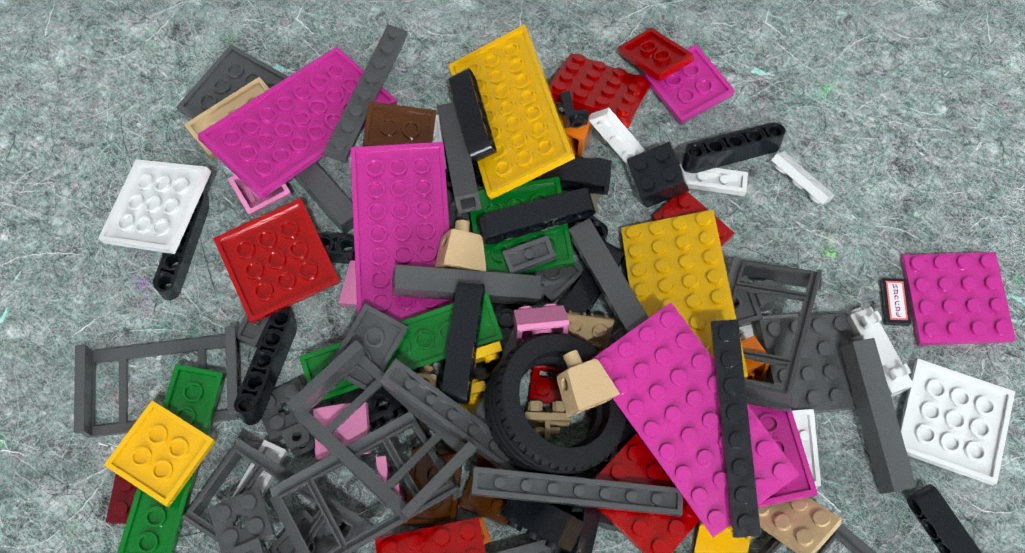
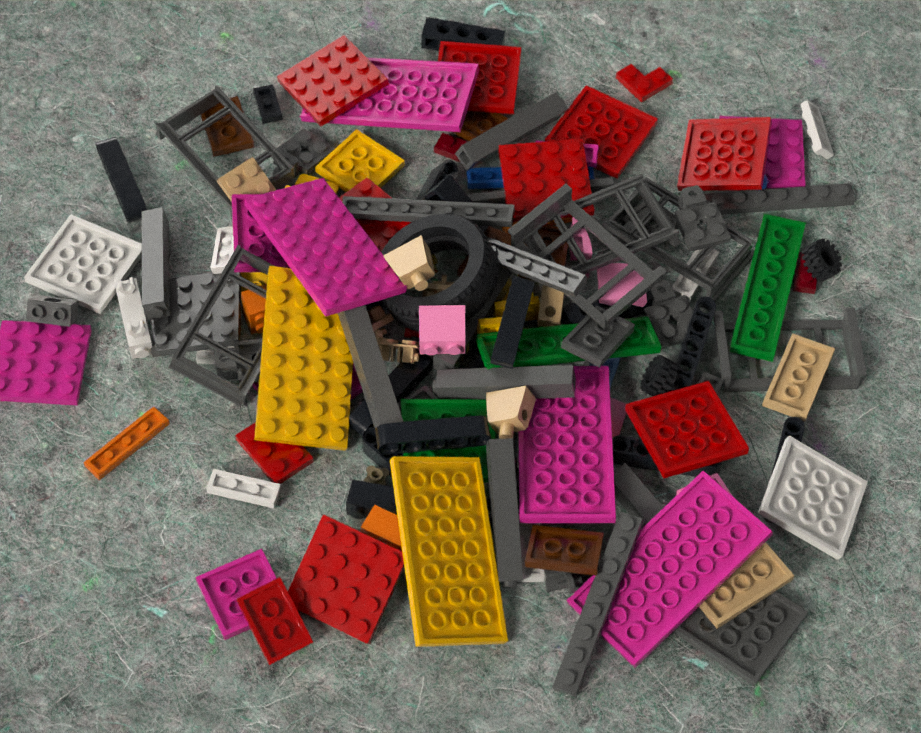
camera: 175 degrees left, 10 degrees down
(101, 503) = (822, 259): none -> black tyre
(151, 346) = (798, 377): none -> tan plate
(160, 453) = (776, 285): yellow plate -> none
(303, 325) = (659, 376): none -> black tyre
(472, 115) = (487, 547): black beam -> none
(529, 255) = (444, 403): dark grey plate -> none
(570, 117) = (384, 515): black bracket -> none
(615, 134) = (348, 515): white plate -> none
(658, 174) = (300, 486): black brick -> none
(733, 147) = (204, 506): black beam -> none
(735, 429) = (291, 226): black plate -> none
(802, 178) = (150, 480): white plate -> none
(837, 220) = (126, 443): none -> orange tile
(895, 302) = (99, 363): tile -> none
(979, 354) = (52, 310): none -> dark grey brick

